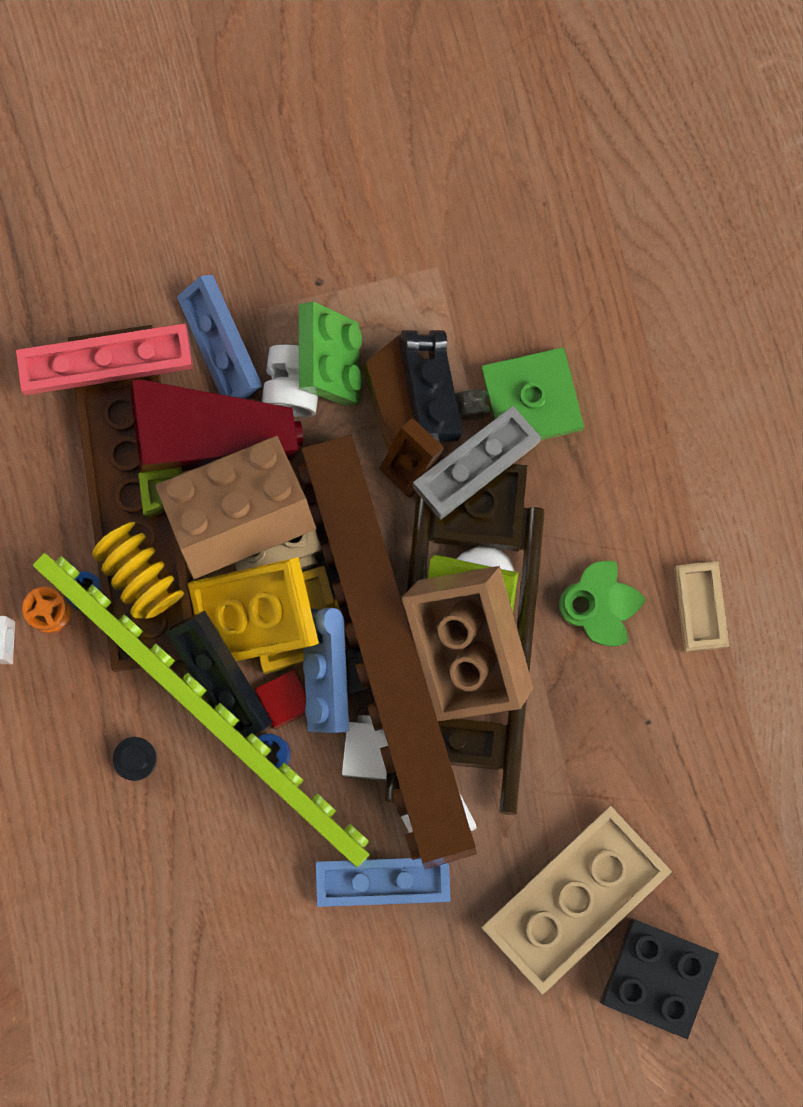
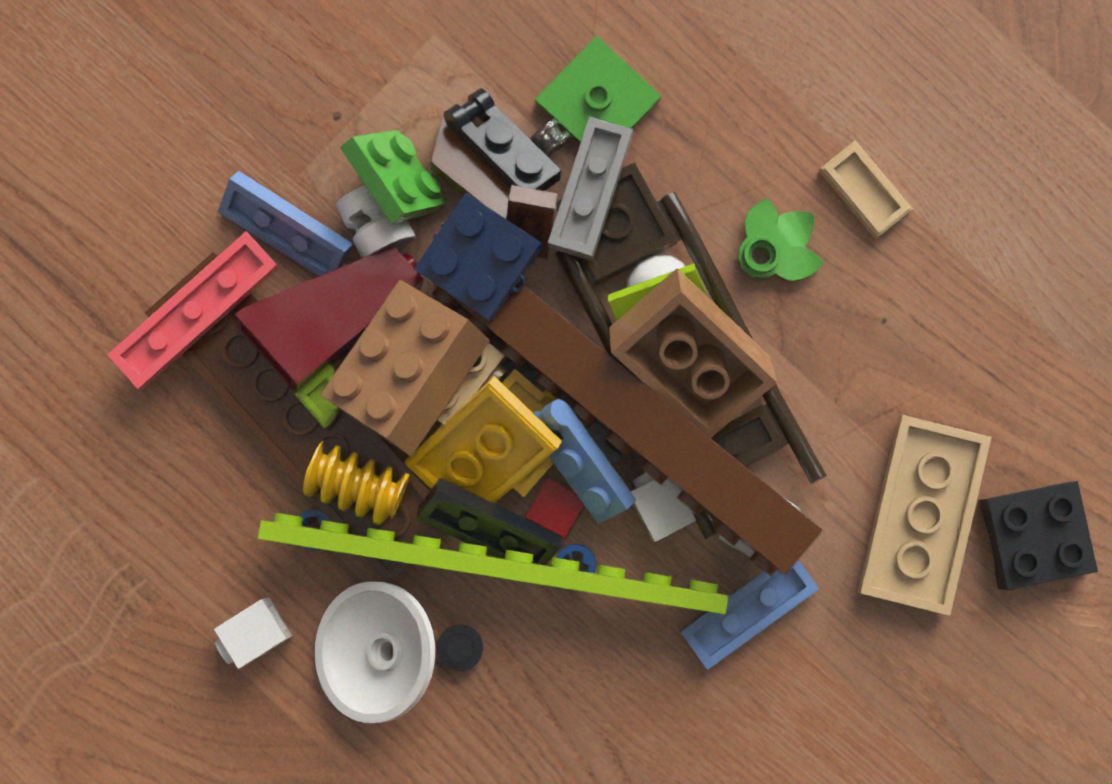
camera: 40 degrees left, 5 degrees up
(41, 603) = (284, 566): orange wheel -> none
(64, 716) = (356, 656): none -> white dish
(351, 459) = (479, 257): none -> dark blue plate

